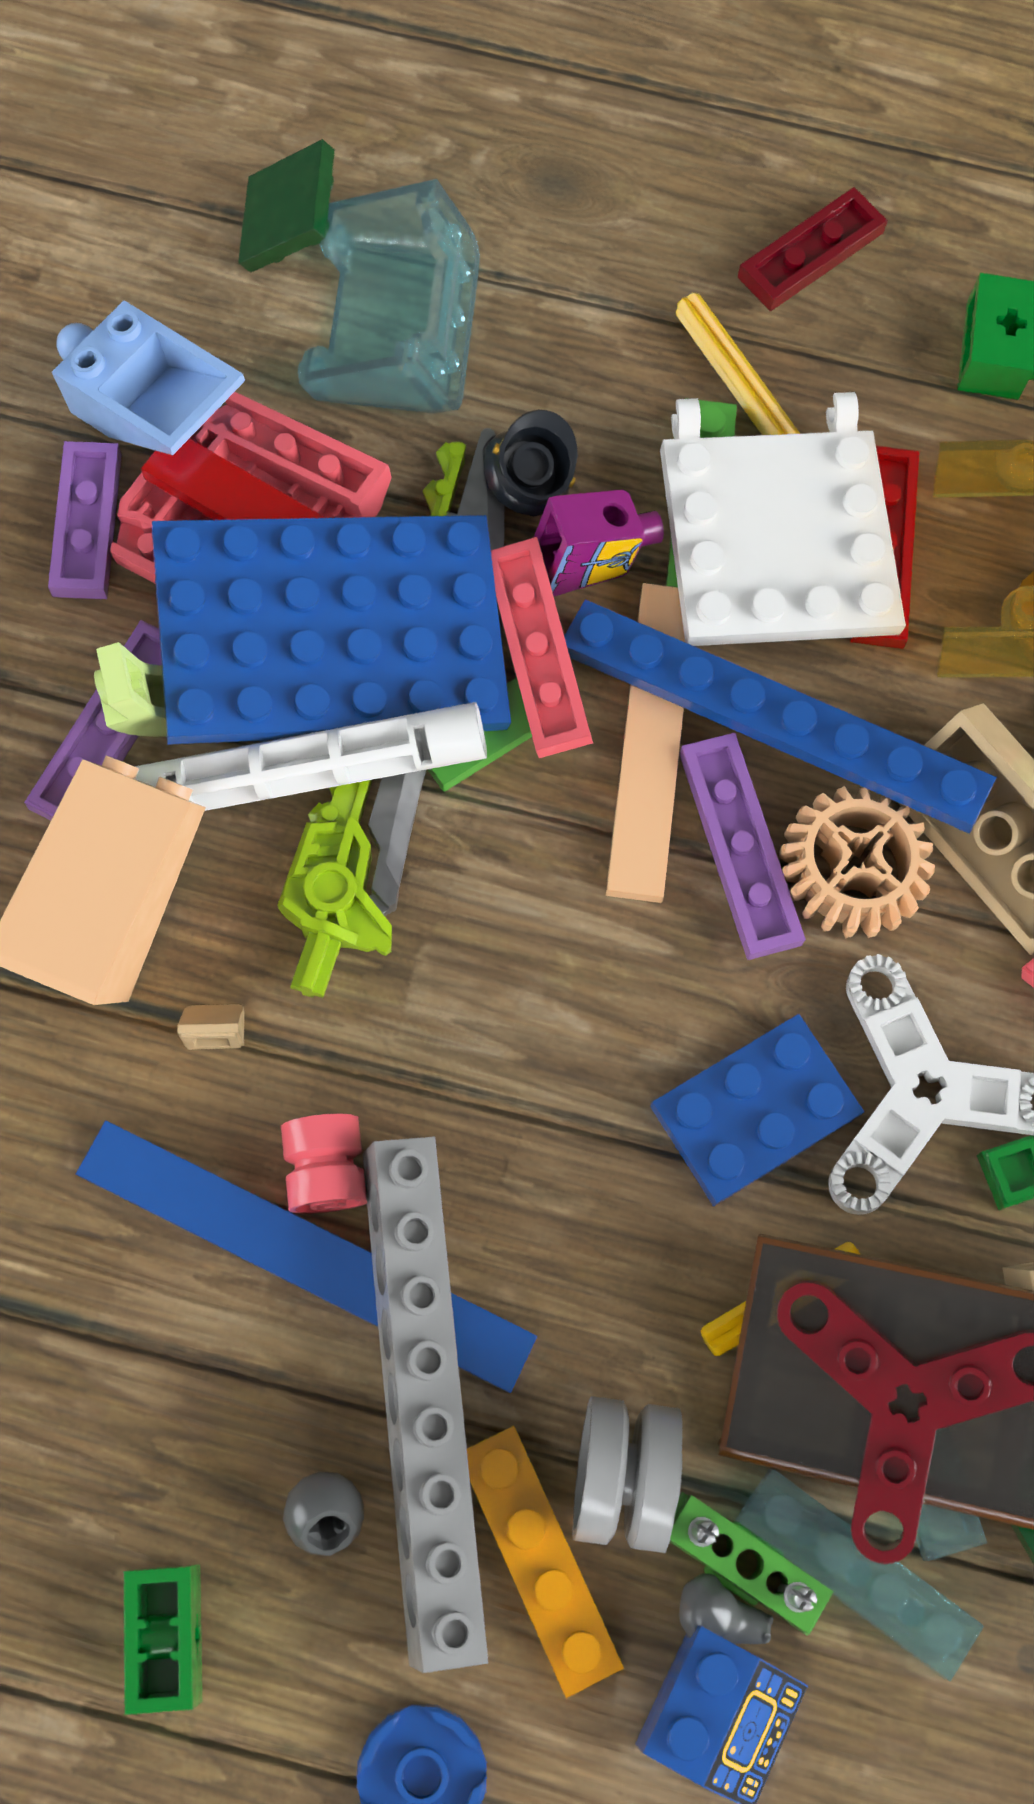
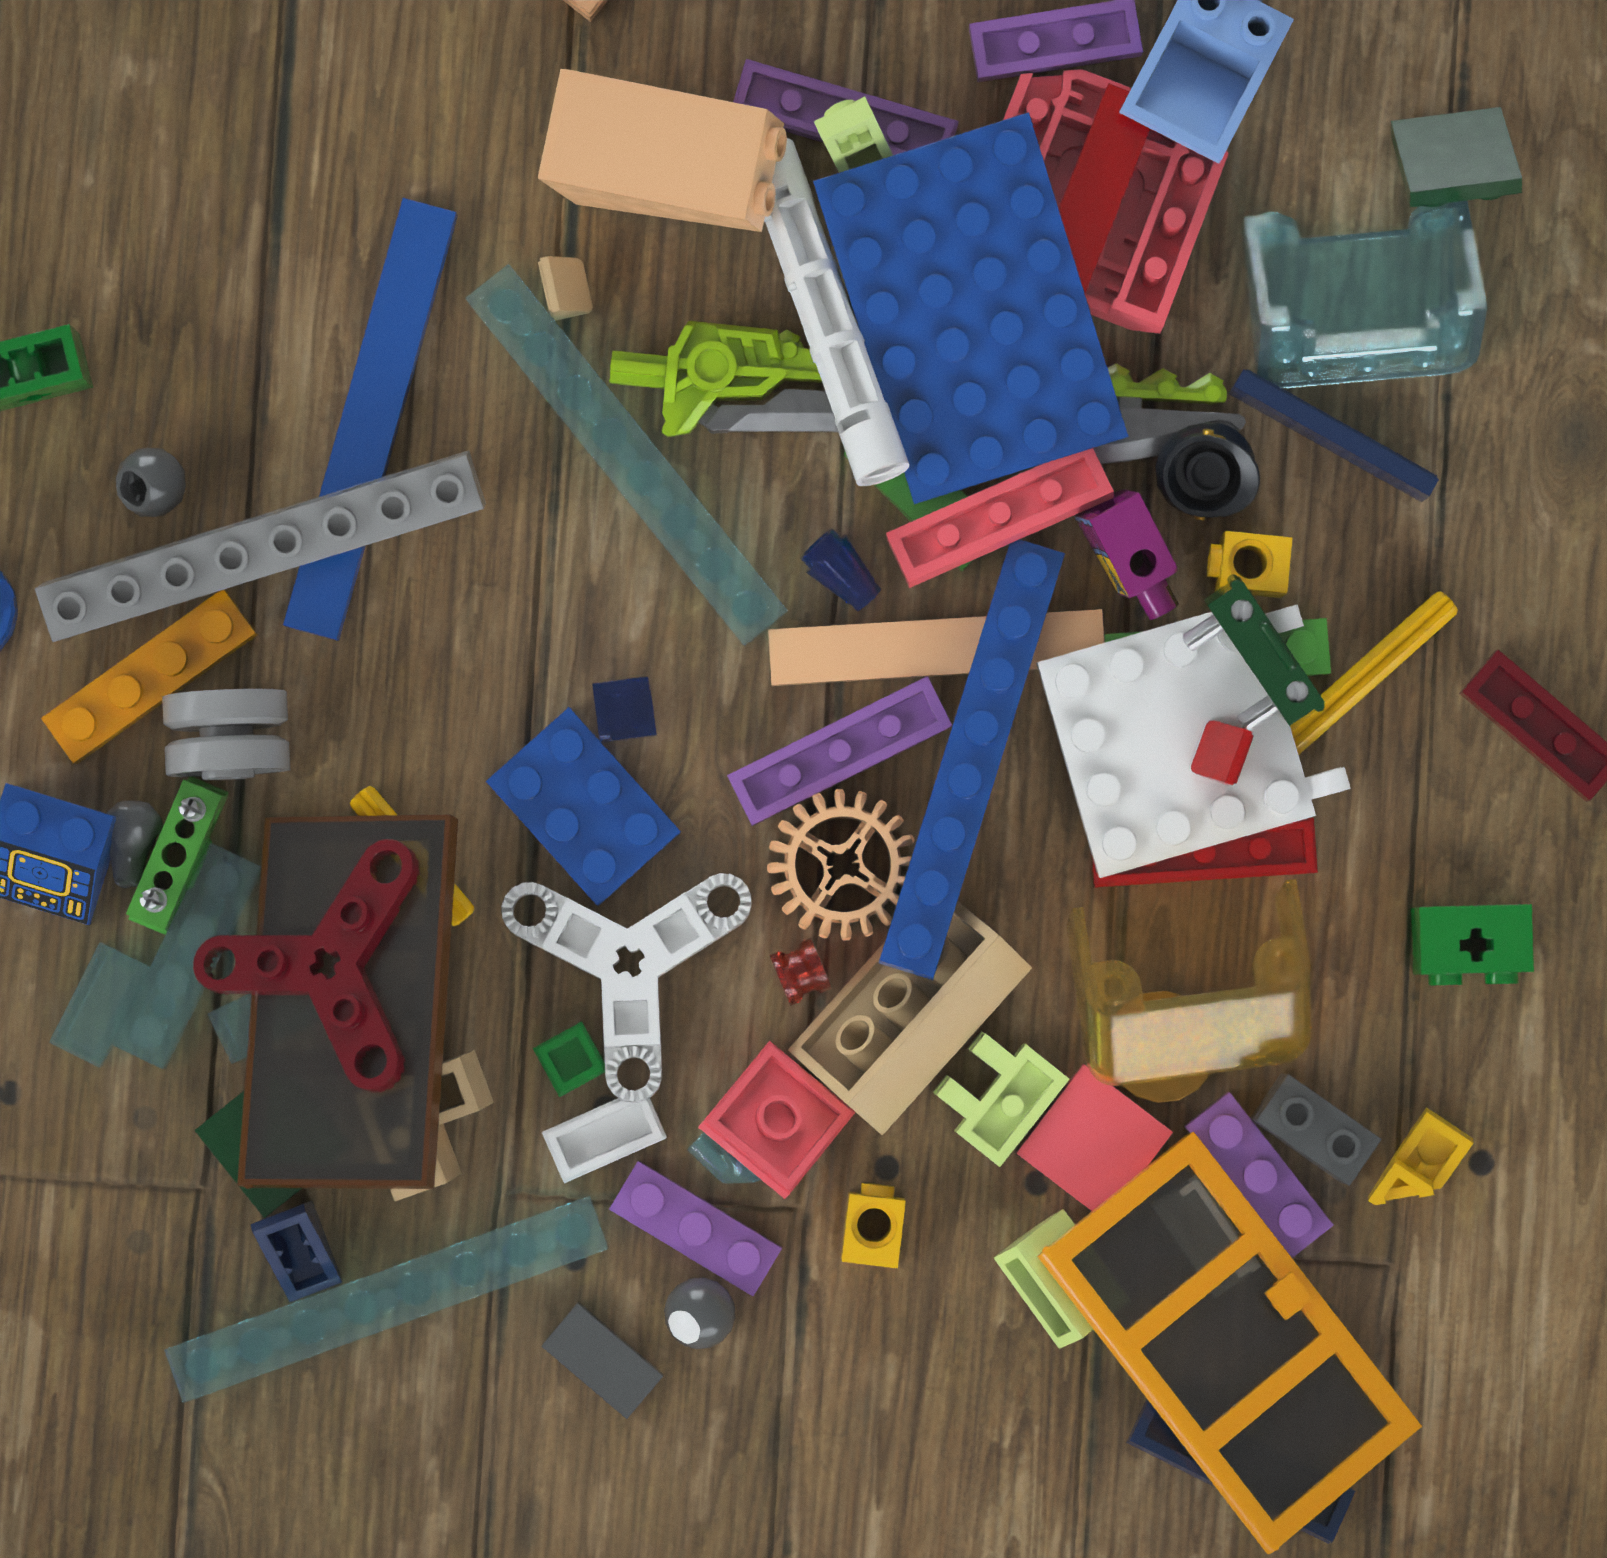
camera: 80 degrees right, 15 degrees up
(323, 1158) = (450, 417): coral wheel -> none
(396, 996) = (626, 455): none -> clear light blue plate
(517, 358) = (1334, 435): none -> dark blue tile
(558, 810) = (840, 569): none -> clear blue cone
(630, 428) = (1273, 552): none -> yellow brick
(664, 1046) = (624, 709): none -> clear blue panel
(719, 428) = (1263, 651): none -> dark green piece
(808, 484) = (1222, 752): none -> red slope
(901, 1687) = (99, 1004): none -> clear light blue tile
(958, 922) = (800, 971): none -> clear red wheel

